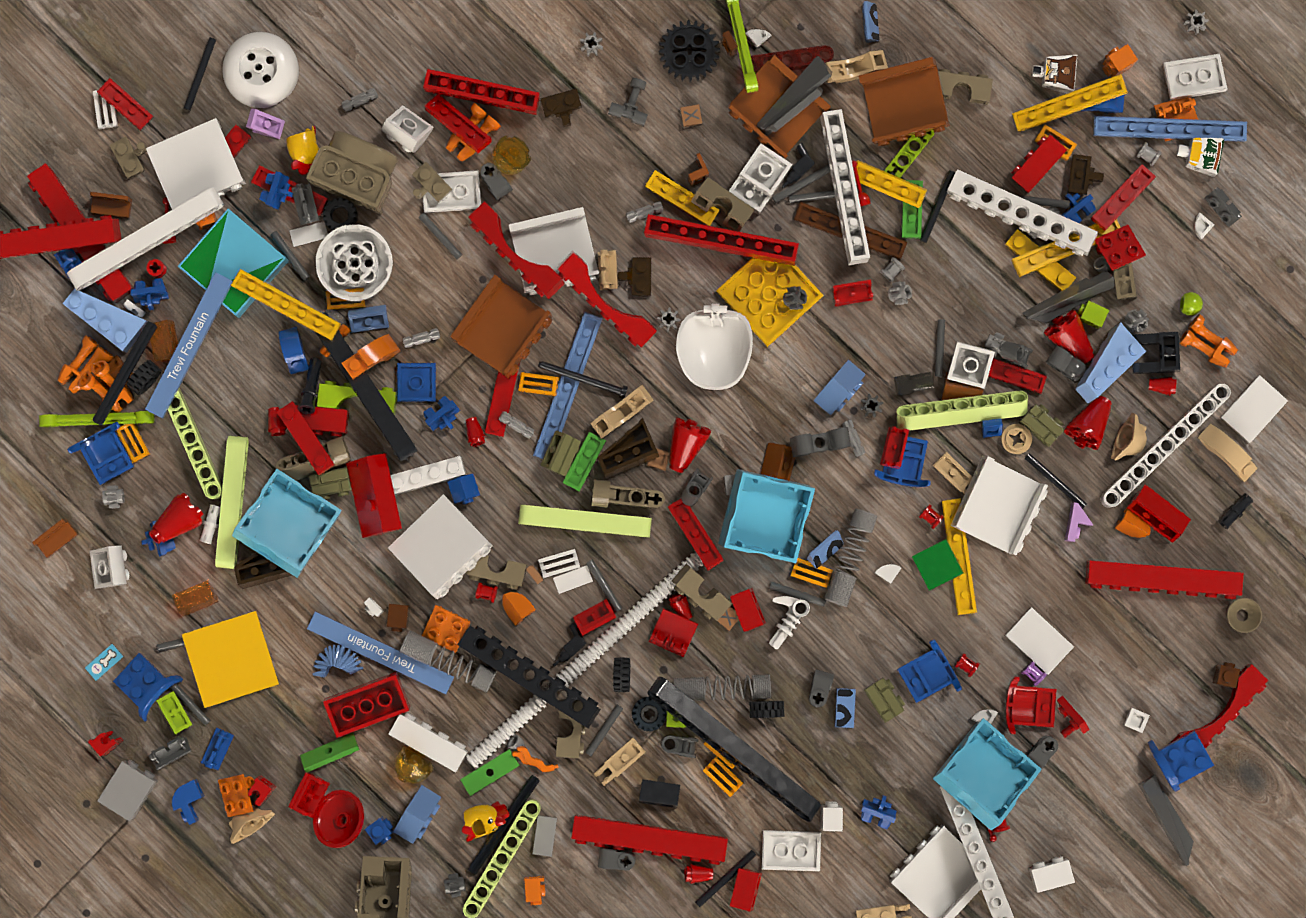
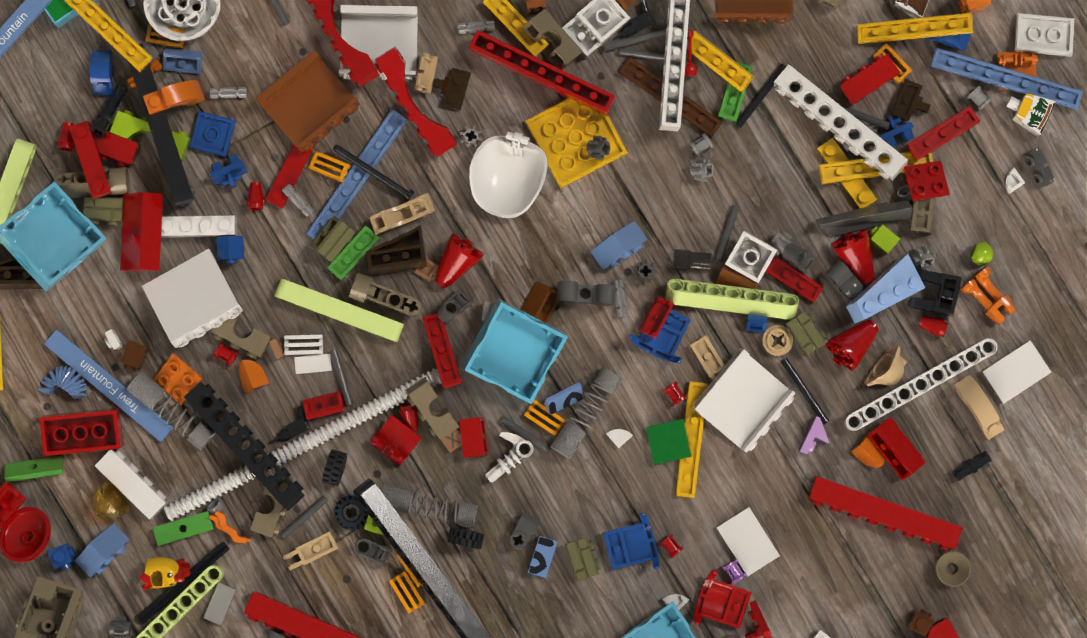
camera: 20 degrees right, 0 degrees up
(659, 793) = (341, 592): black hinge -> none
(852, 293) = (656, 157): red hinge -> none
(910, 154) = (745, 35): lime beam -> none

